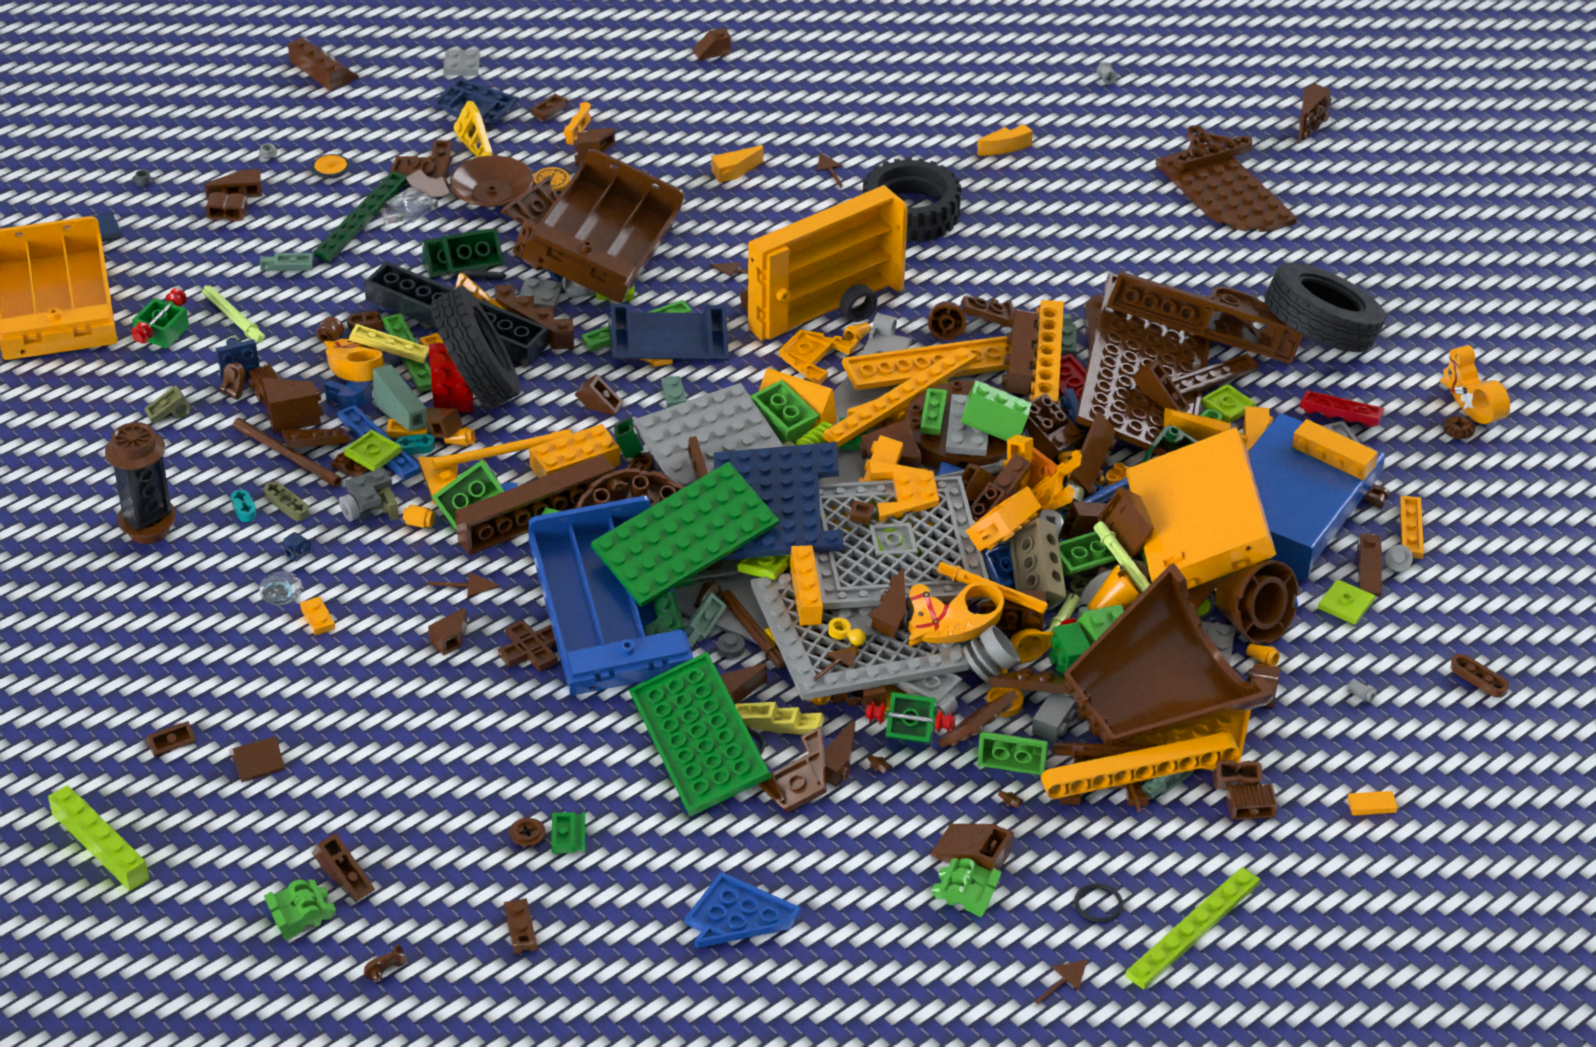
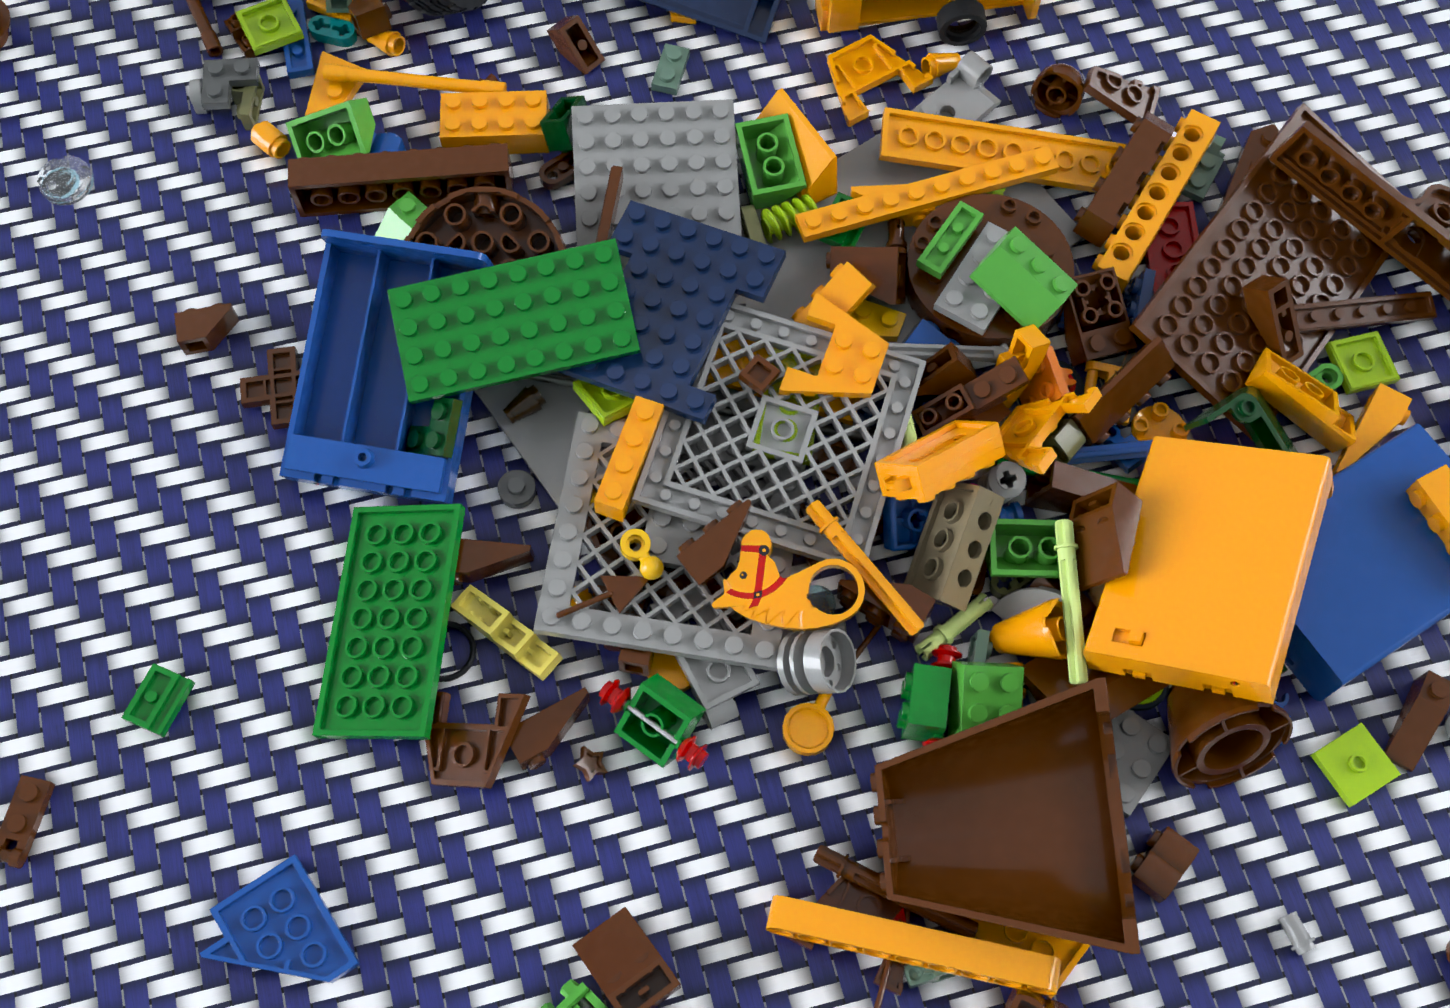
camera: 25 degrees right, 25 degrees up
(246, 504) = (90, 44): teal beam -> none
(273, 488) = (137, 50): olive beam -> none
(296, 546) = (112, 127): dark blue plate -> none
(317, 616) = (79, 238): light orange plate -> none
(475, 585) = (280, 267): reddish brown piece -> none
(532, 826) = (106, 666): reddish brown gear -> none
(704, 618) = (499, 440): sand green hinge -> none
(771, 651) = (552, 465): reddish brown axle -> none
(974, 722) = (744, 764): reddish brown plate -> none
(1010, 799) = (724, 902): reddish brown piece -> none
(1012, 753) = (766, 826): bright green slope -> none
(1027, 680) = (851, 724): reddish brown wing -> none
(1031, 644) = (883, 654): light orange hat -> none
(1054, 716) = (849, 792): light grey brick -> none
(1263, 654) = (1191, 809): light orange cone -> none

